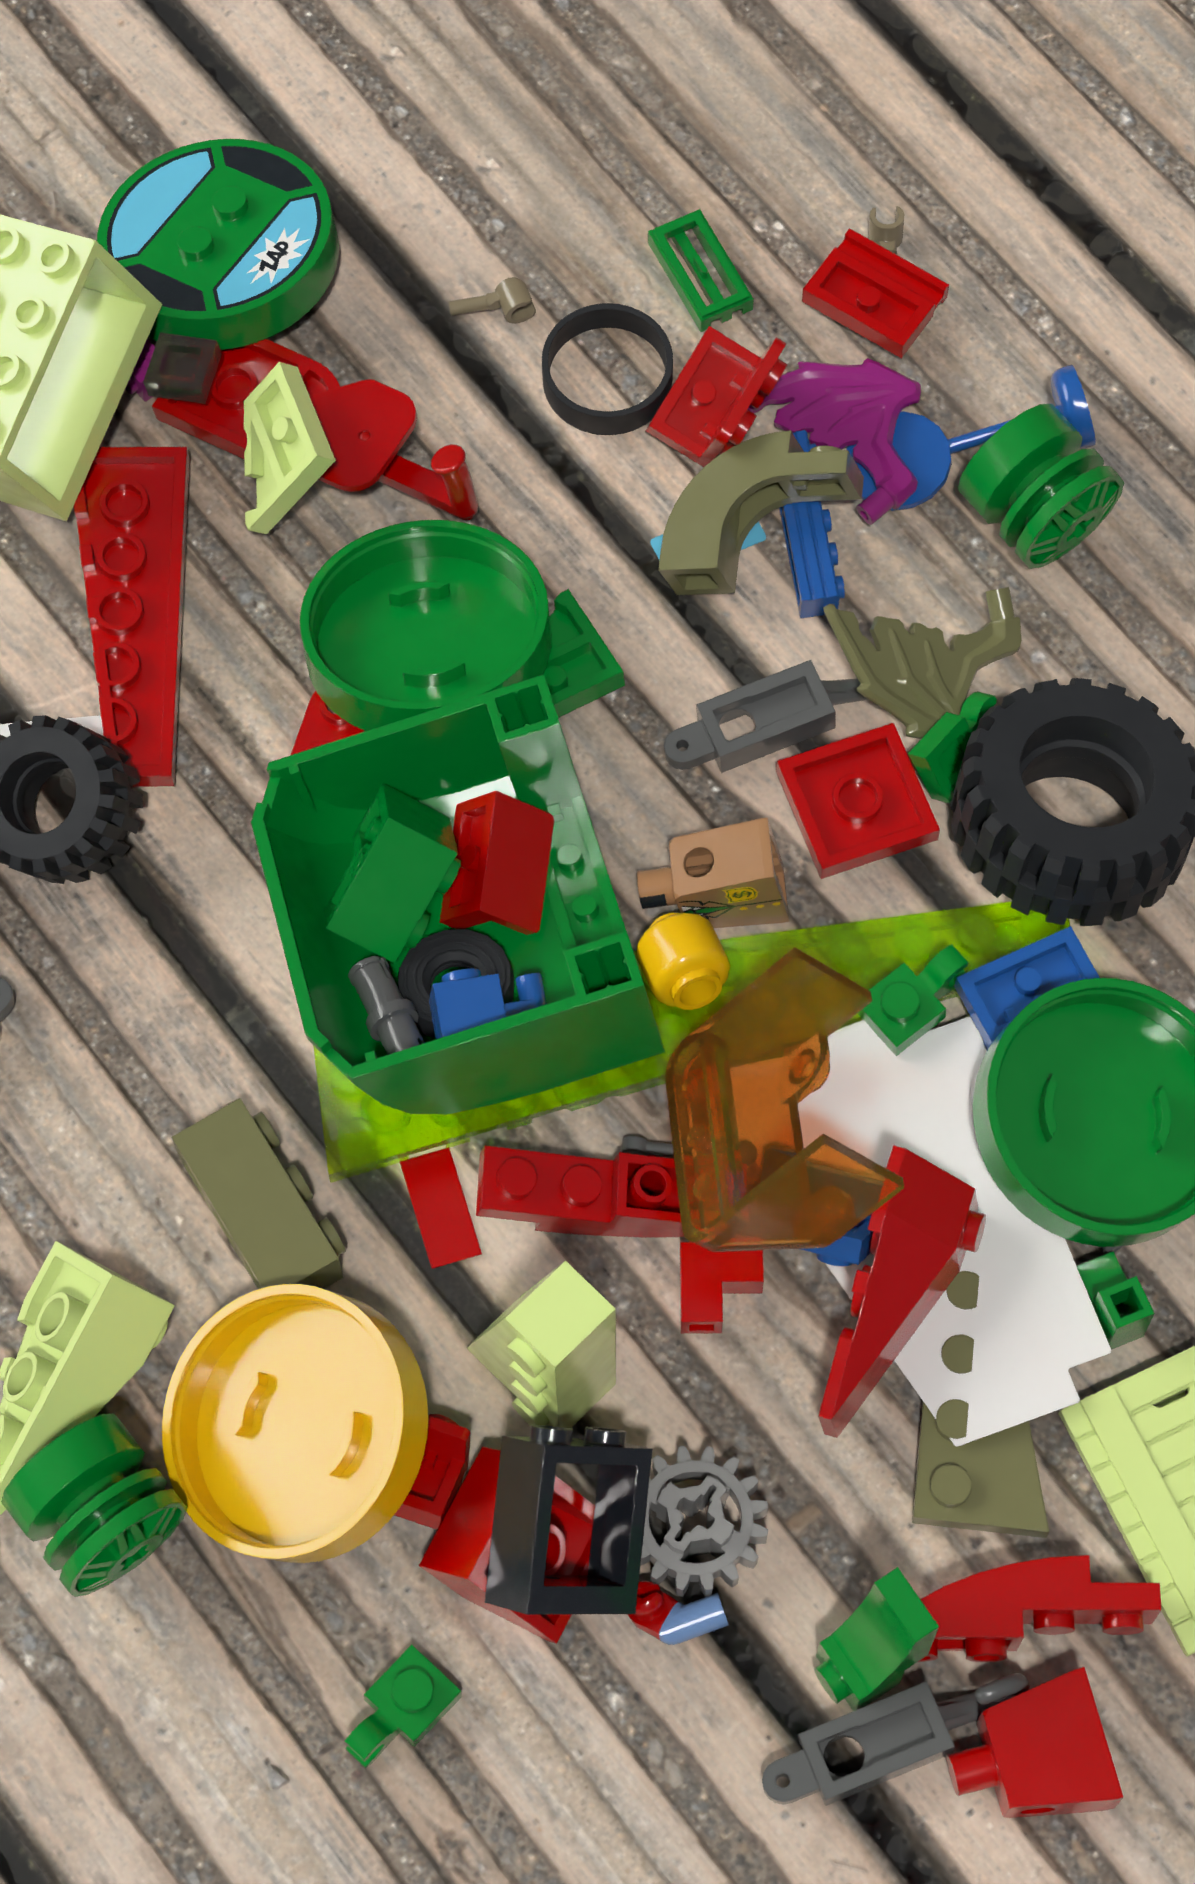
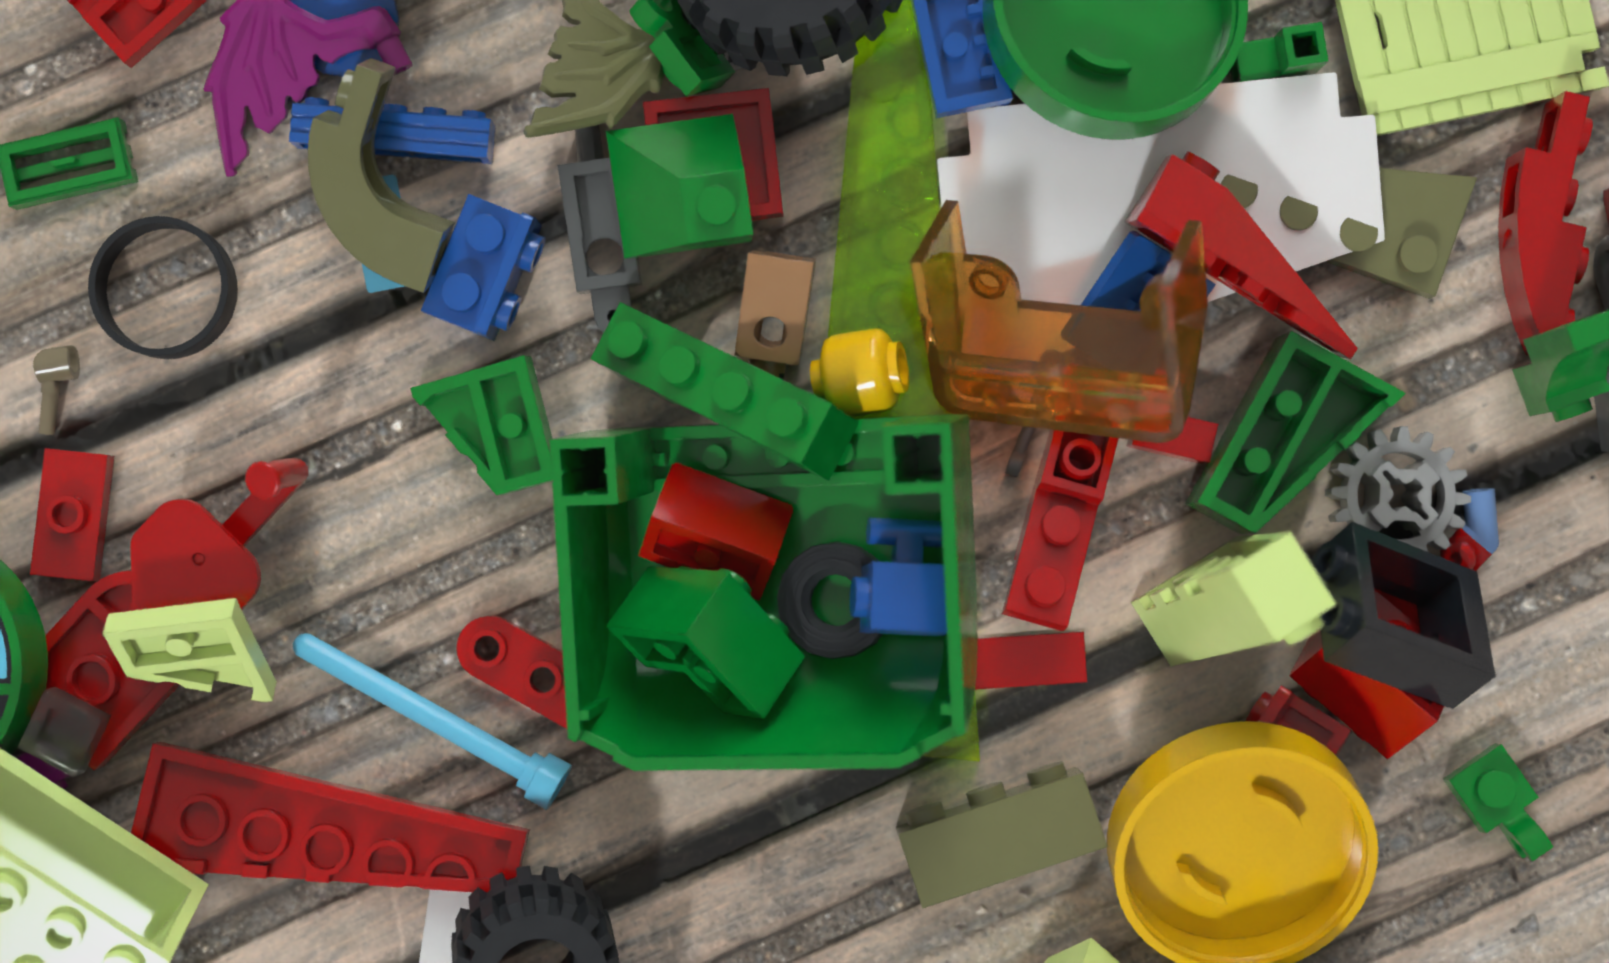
camera: 75 degrees left, 20 degrees up
(226, 781) = (536, 774): none -> medium azure piece
(381, 343) = (72, 515): none -> red plate
(389, 1015) = (869, 672): dark grey pin -> none
(422, 621) = (429, 543): green brick -> none
(630, 834) = (725, 390): none -> green arch
(698, 628) = (484, 267): none -> blue bracket
(712, 396) = (236, 180): red bracket -> none
(728, 1384) = (1286, 430): none -> green wedge
(820, 767) = (679, 186): none -> green slope
(909, 1004) = (944, 166): green plate -> none

